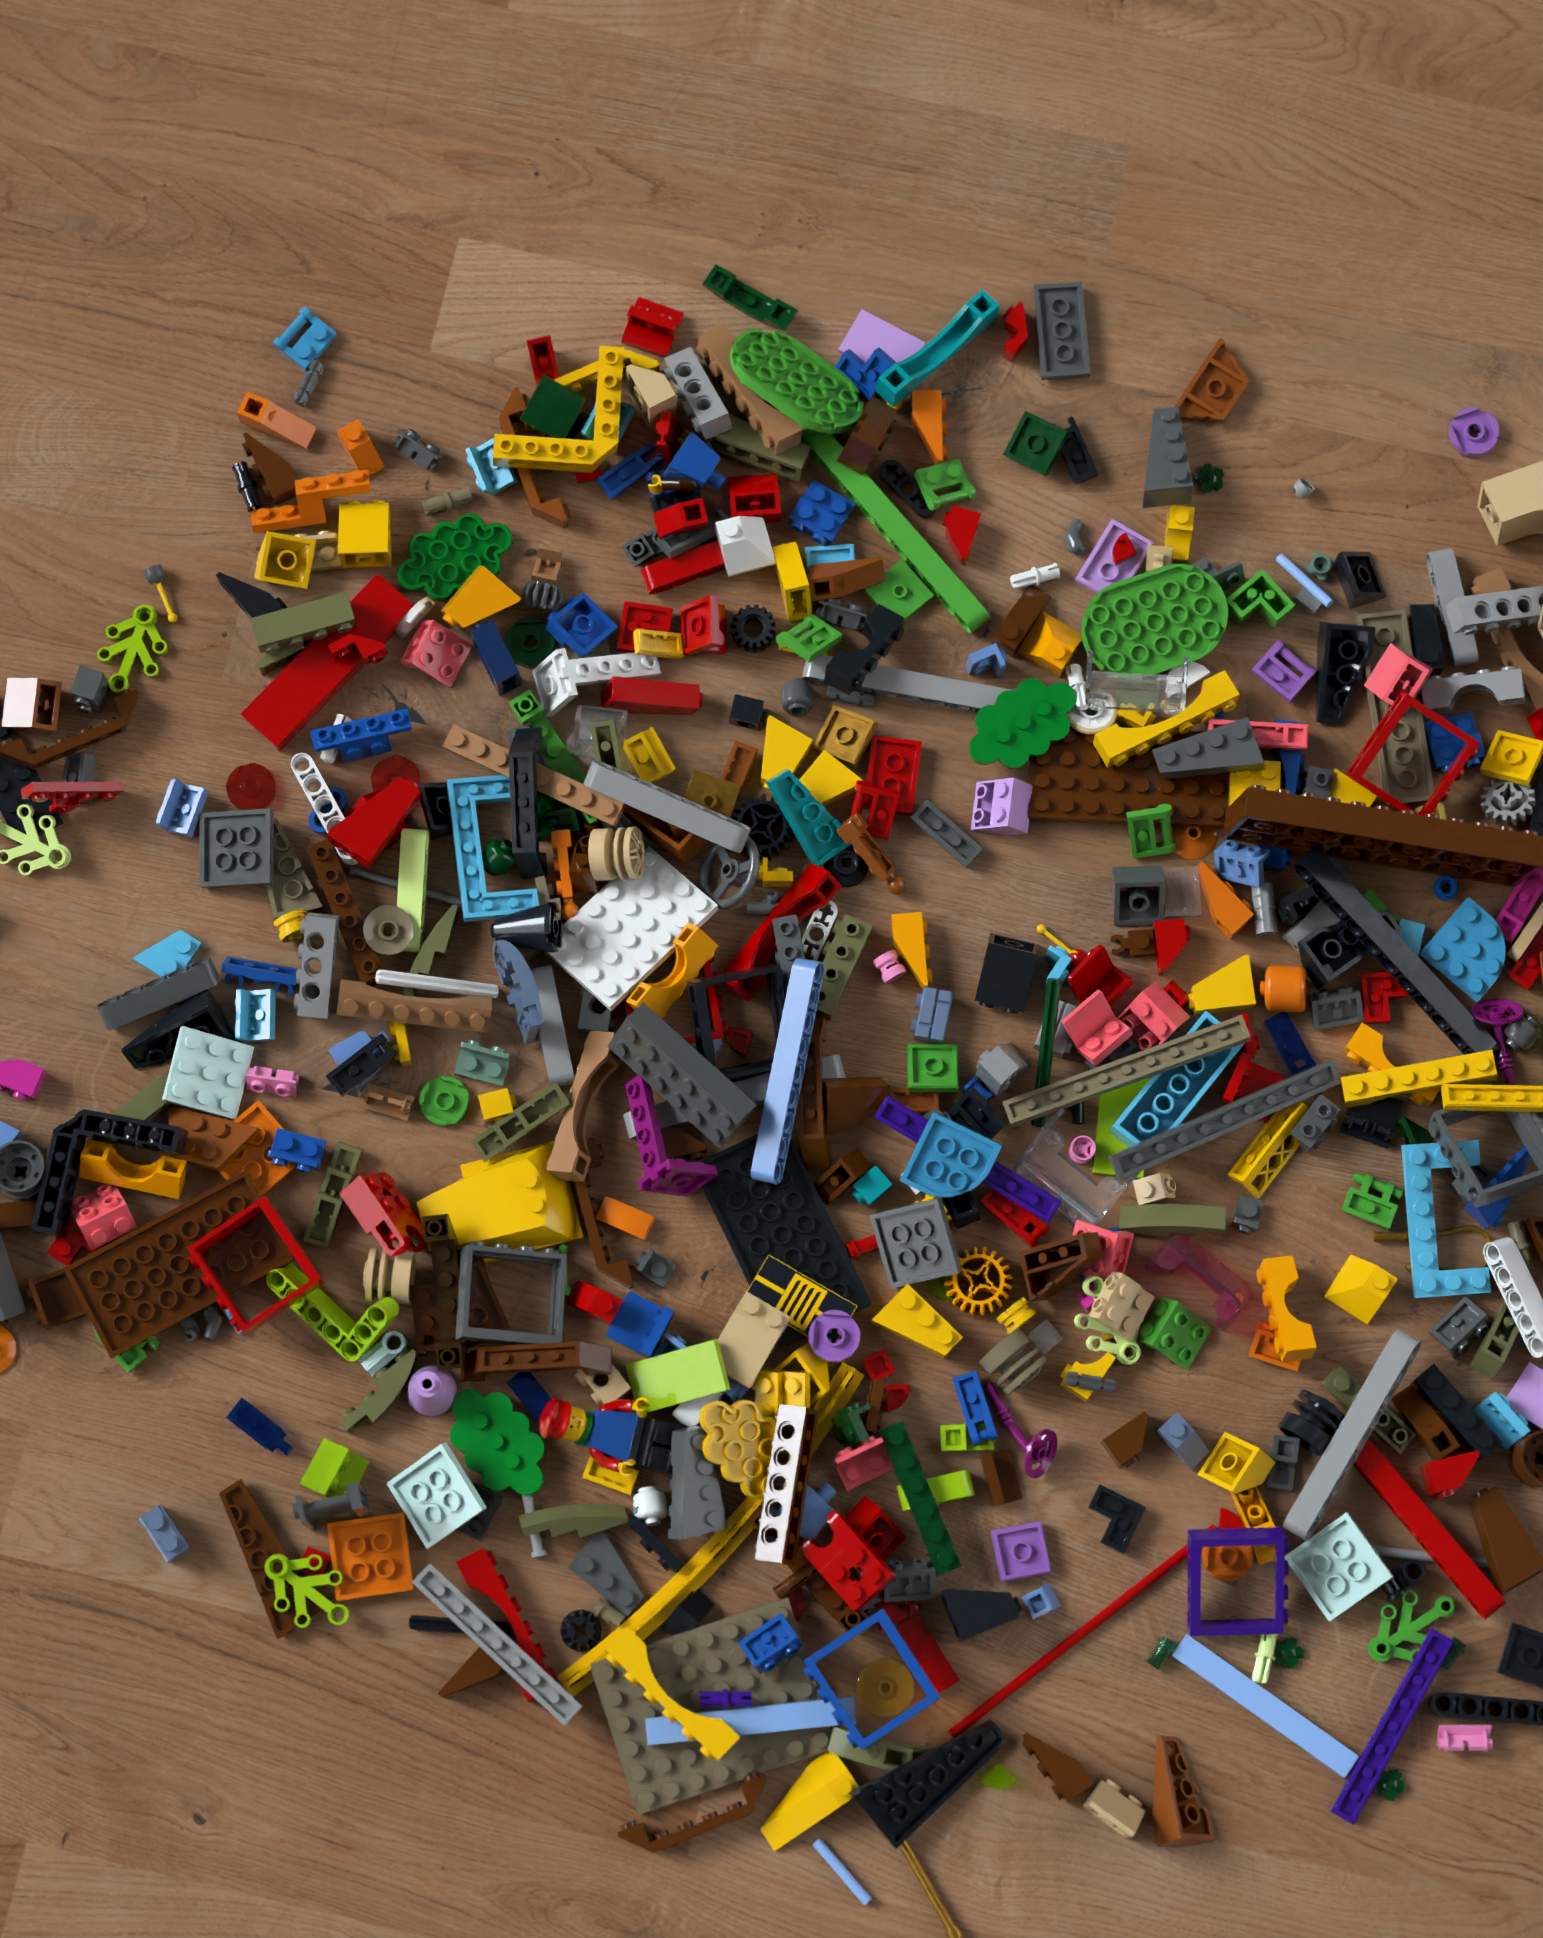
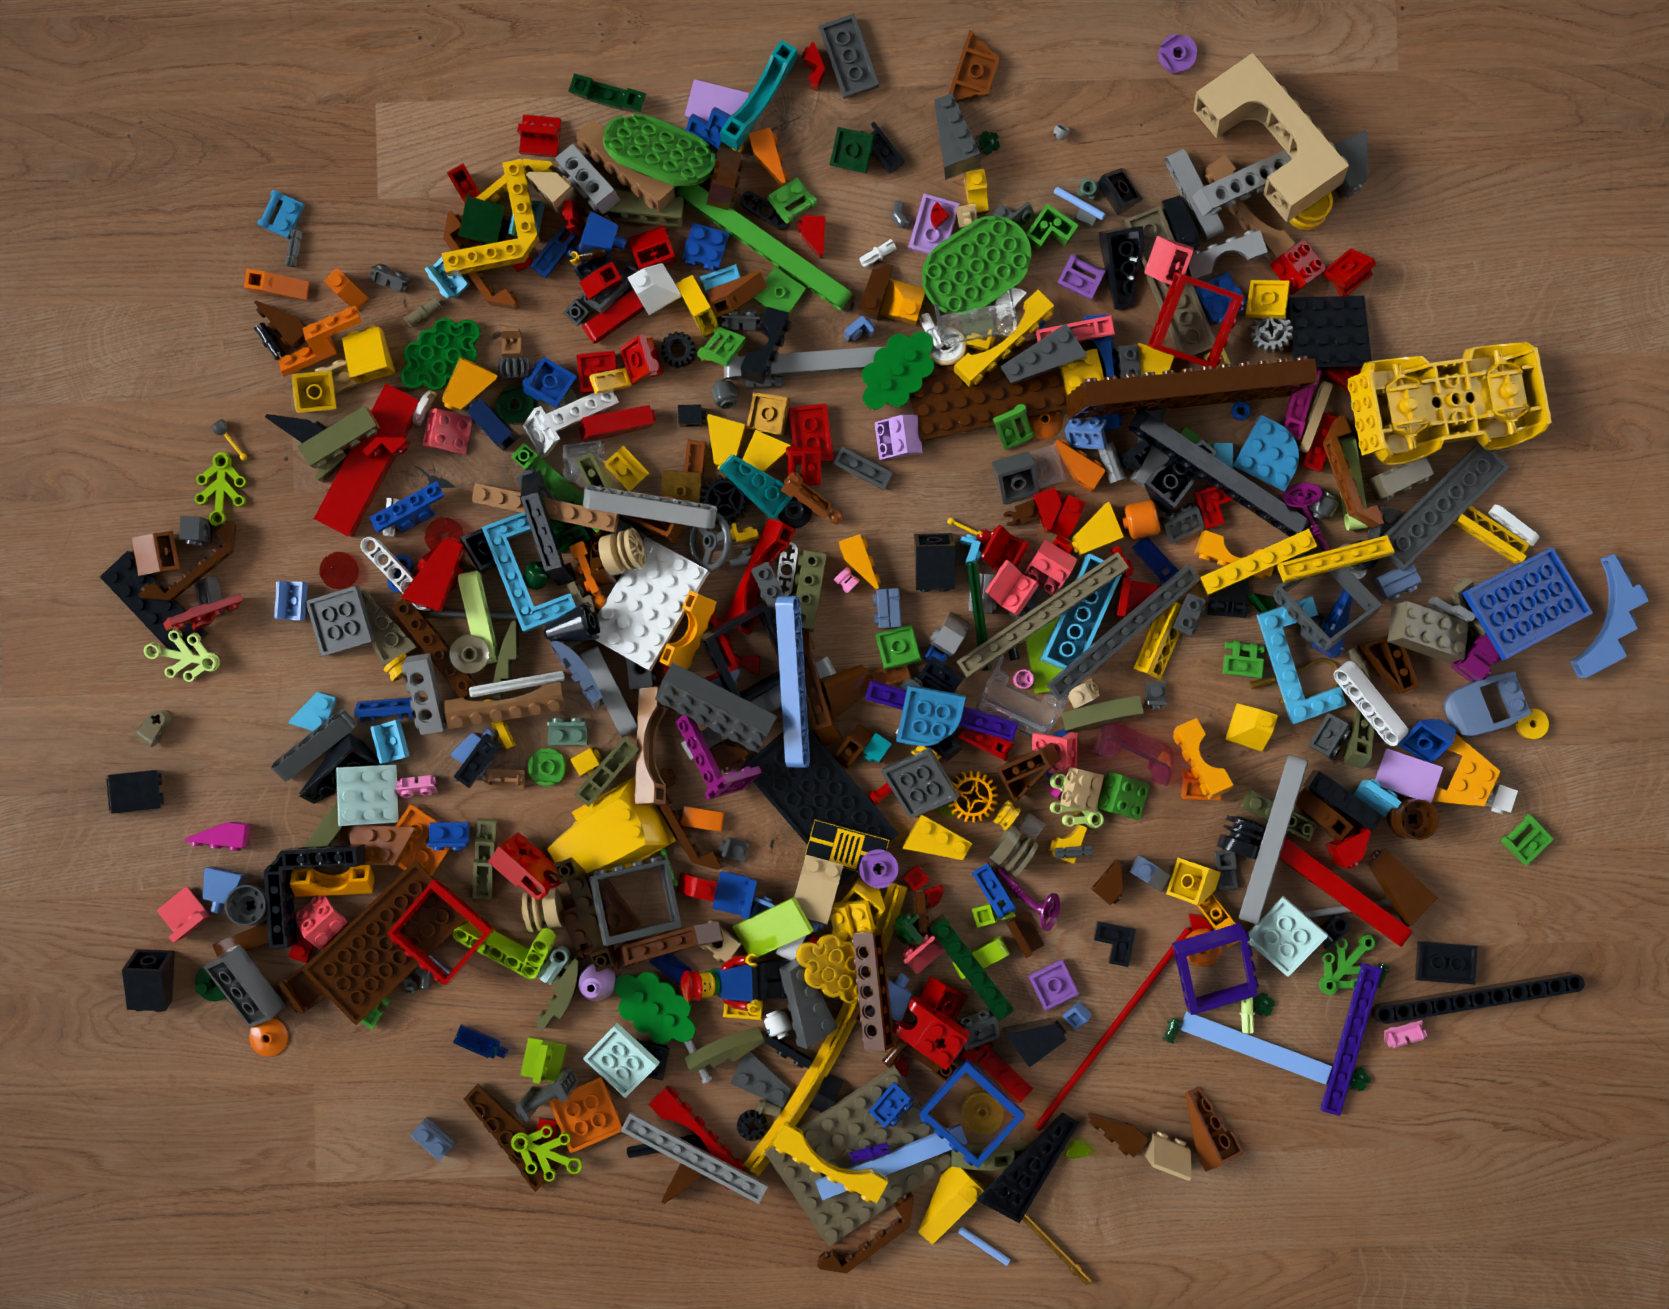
camera: 15 degrees left, 10 degrees up
(1192, 961) = (1068, 516): none -> red slope

